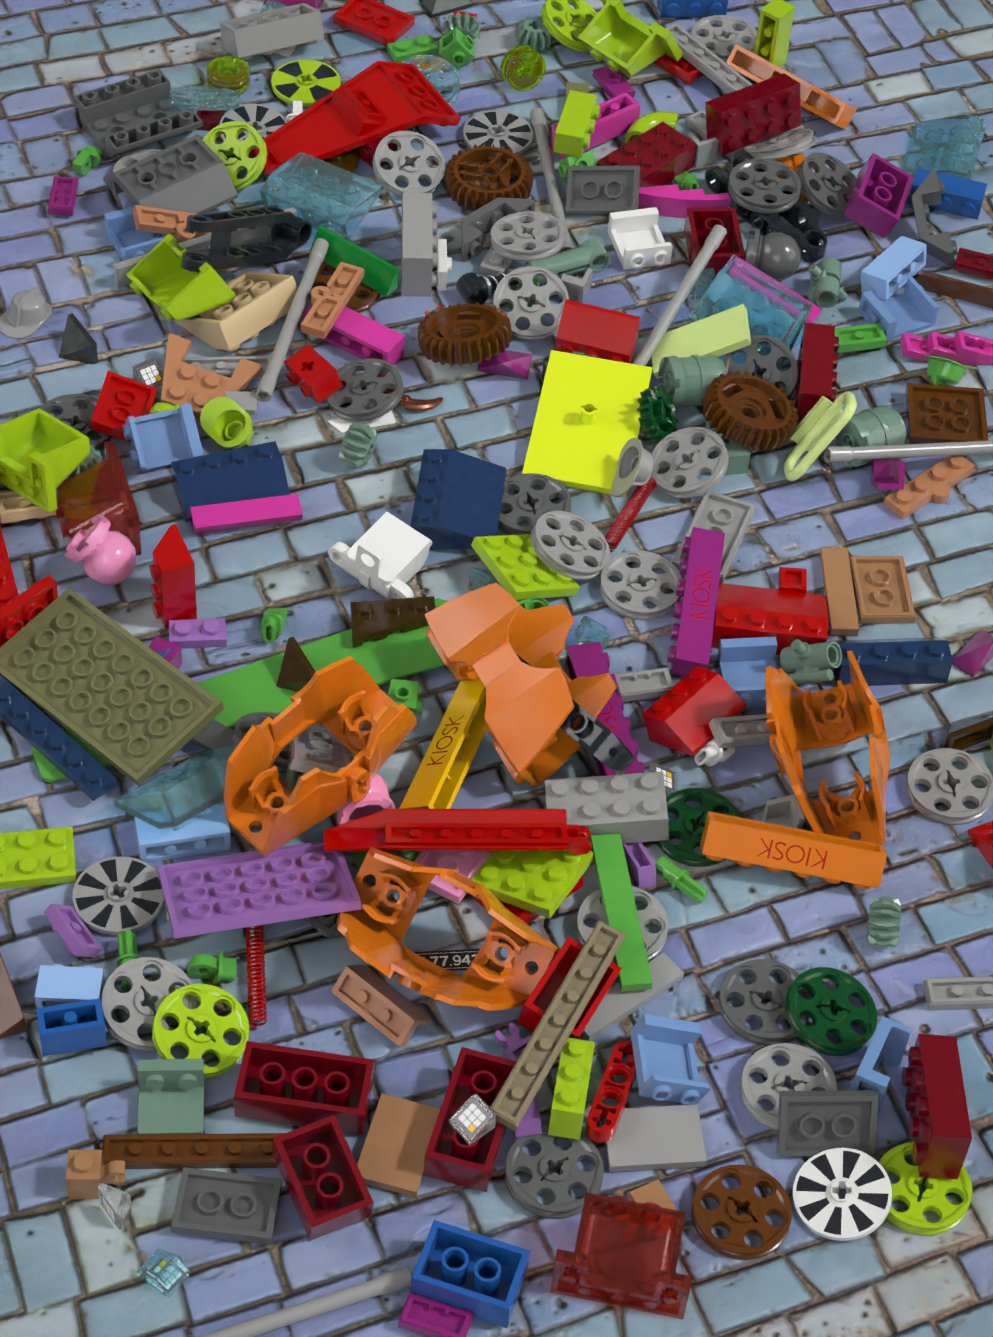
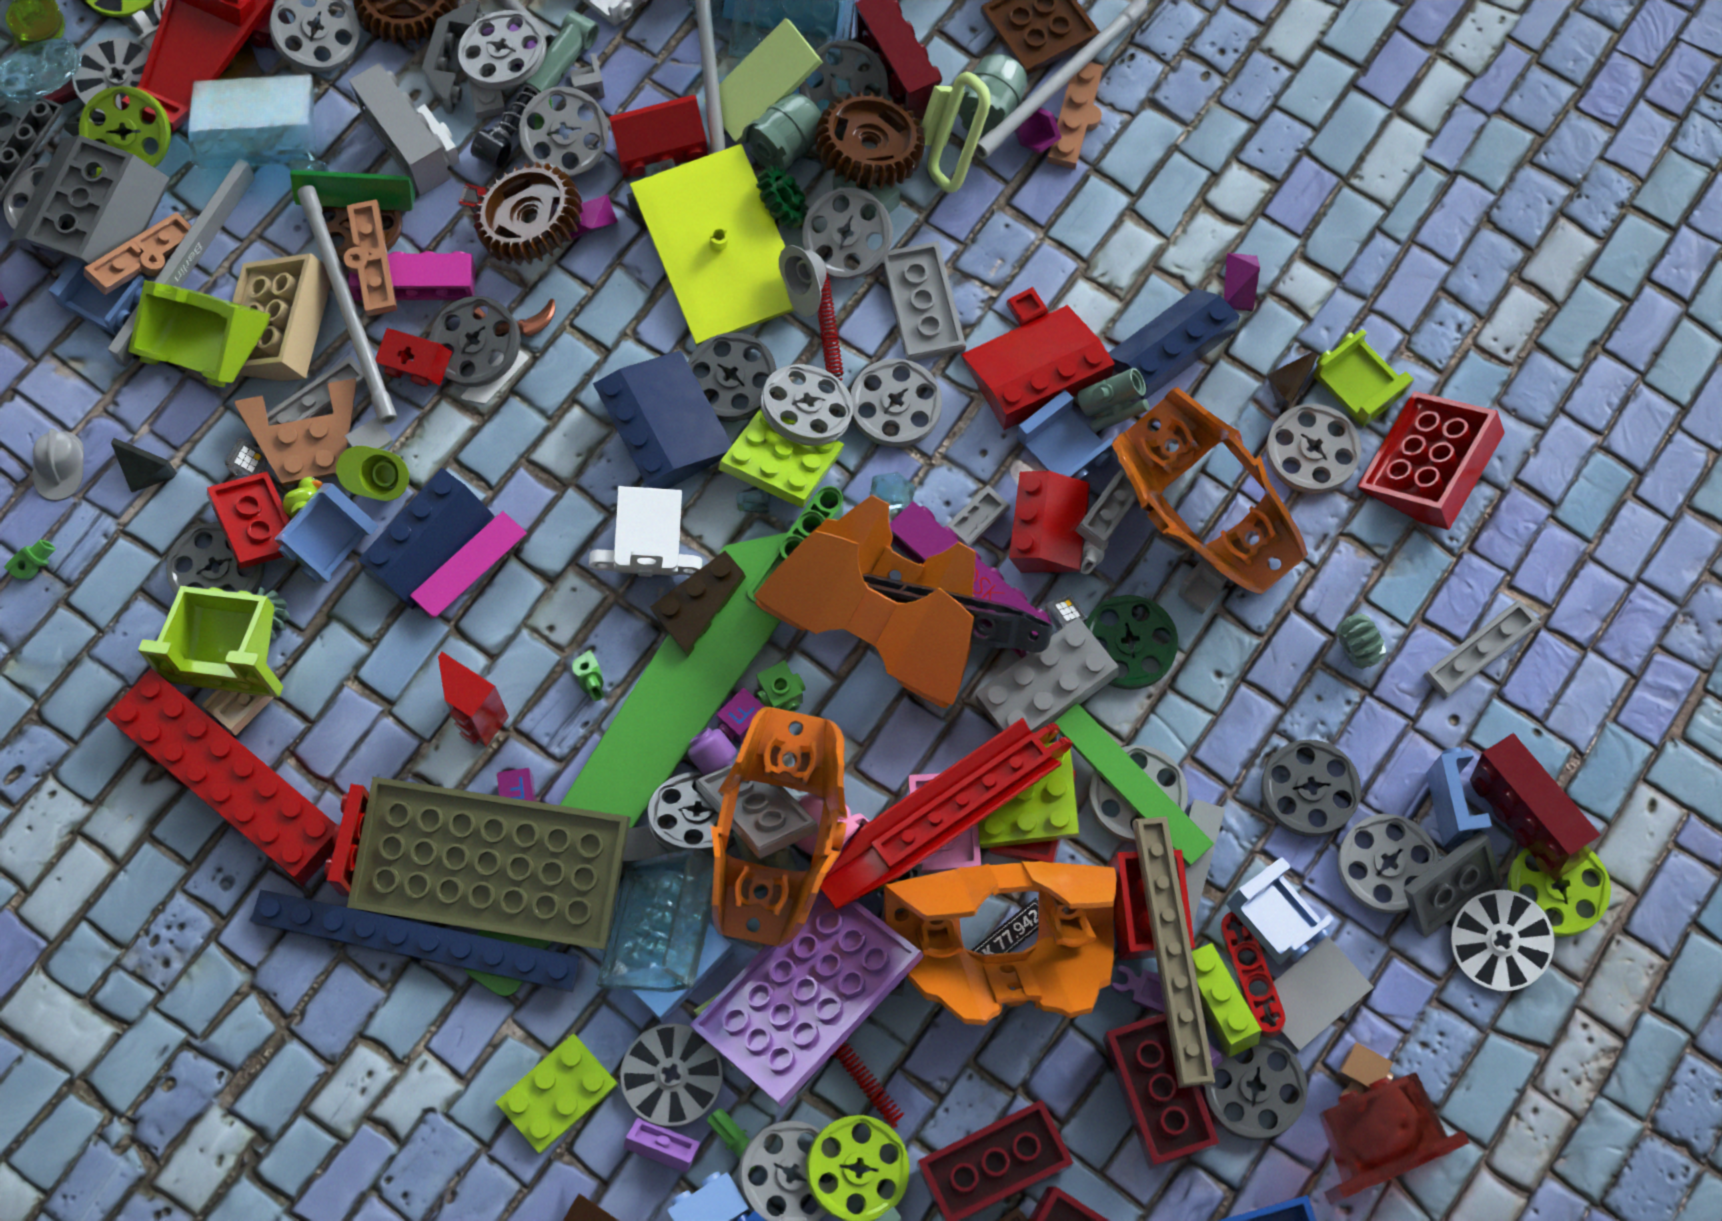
camera: 30 degrees left, 20 degrees up
(99, 491) = (324, 657): clear red windscreen -> none
(105, 554) = (369, 711): bright pink tile -> none
(198, 633) = (524, 734): medium lavender plate -> none
(213, 968) = (820, 1089): bright green piece -> none
(286, 234) = (222, 258): black piece -> none
(295, 668) = (658, 722): dark brown slope -> none
(358, 445) = (521, 416): sand green gear -> none
(379, 1003) = (1012, 1031): nougat panel -> none
(397, 1145) = (1107, 1155): medium nougat tile -> none
(450, 750) = (864, 720): yellow brick -> none
(473, 1119) = (1174, 1104): slope -> none
(640, 864) = (1108, 716): medium lavender piece -> none
(680, 879) = (1155, 710): bright green axle -> none
(697, 601) = (967, 395): magenta brick -> none
(742, 1224) = (1421, 1027): reddish brown wedge -> none
(793, 850) = (1237, 619): orange brick -> none
(822, 1018) = (1379, 775): dark green wedge -> none
(839, 591) = (1076, 290): medium nougat tile -> none
(881, 590) = (1112, 265): medium nougat tile -> none

